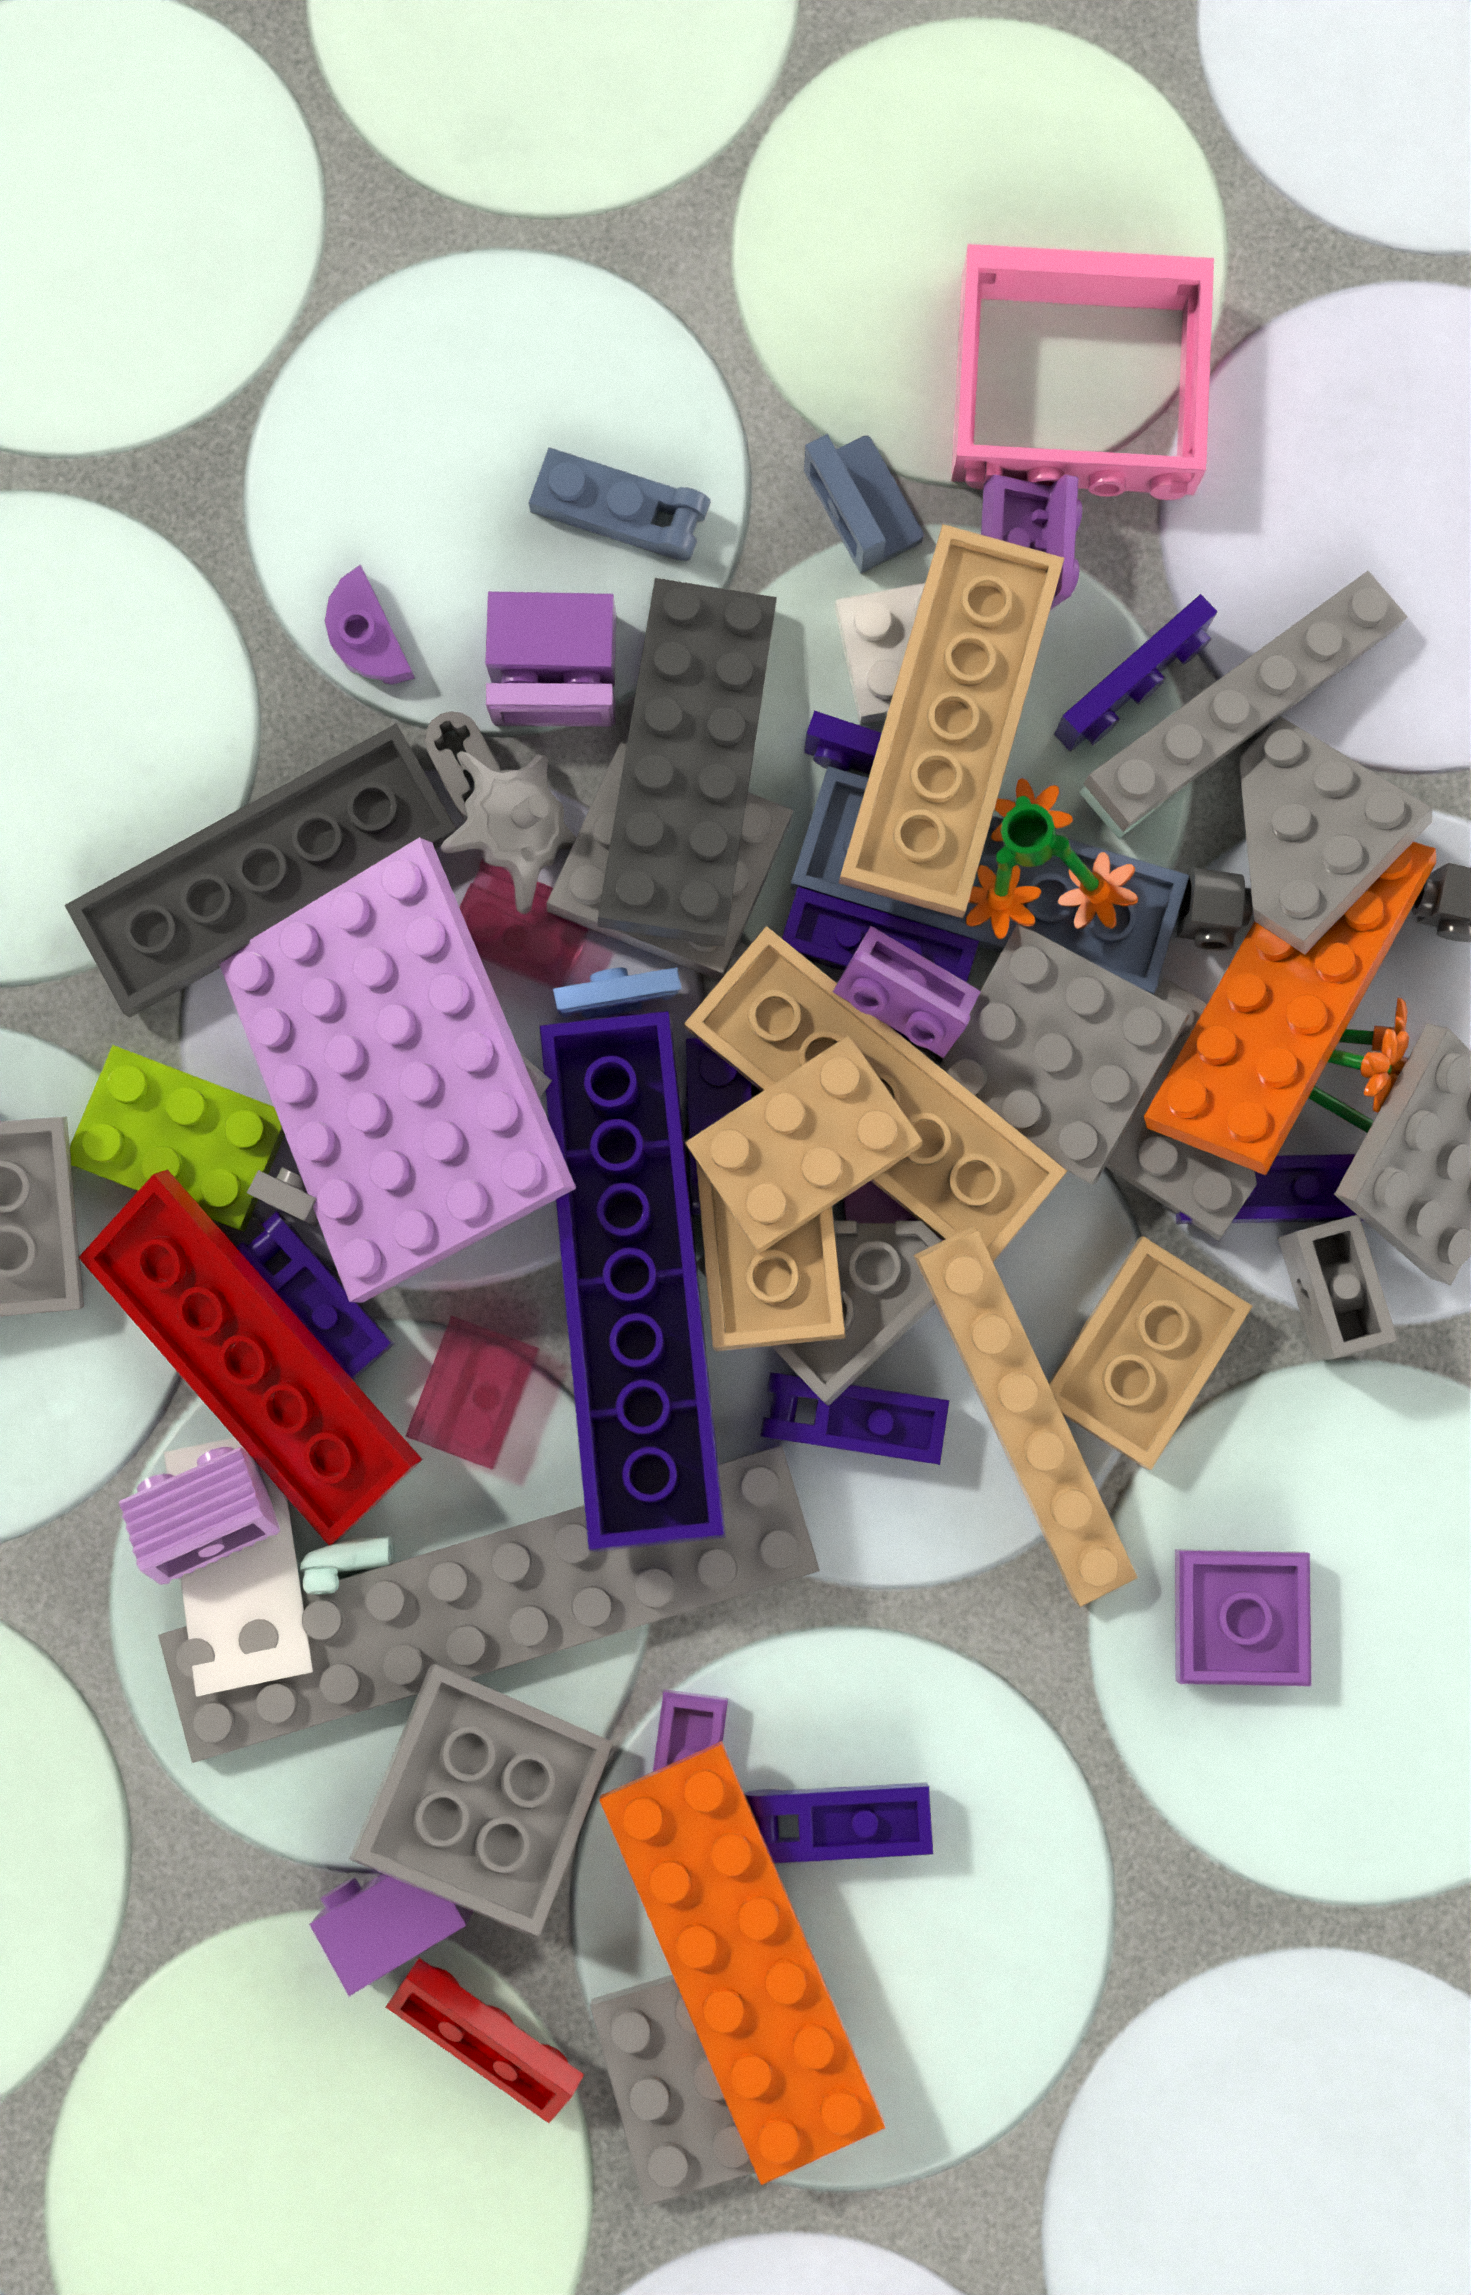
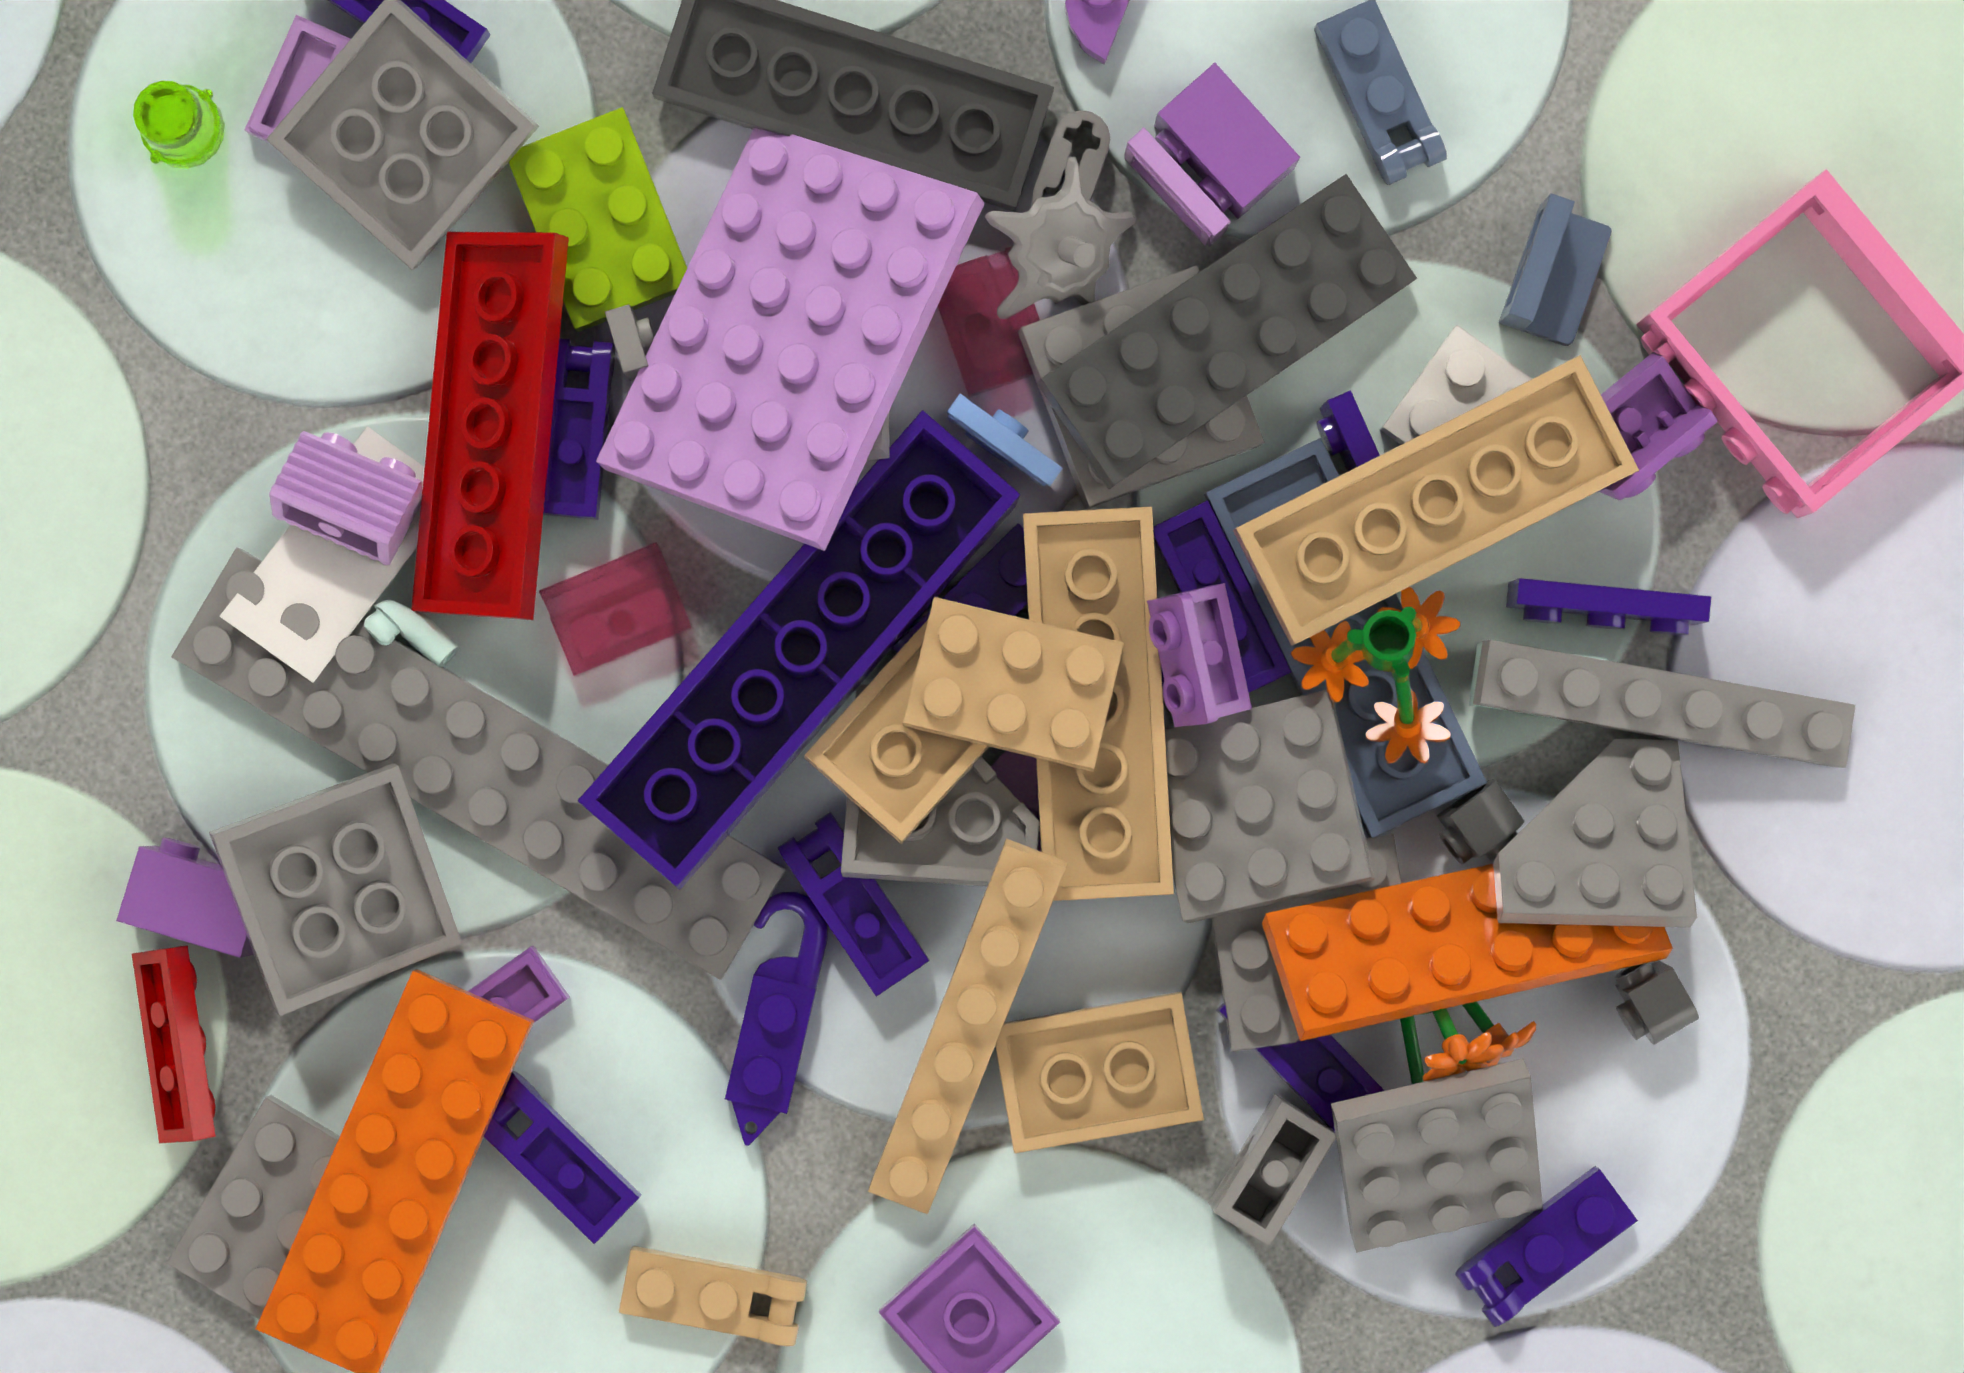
camera: 40 degrees right, 5 degrees up
(888, 1557) = (776, 1020): none -> dark purple plate
(1051, 1800) = (710, 1295): none -> tan plate

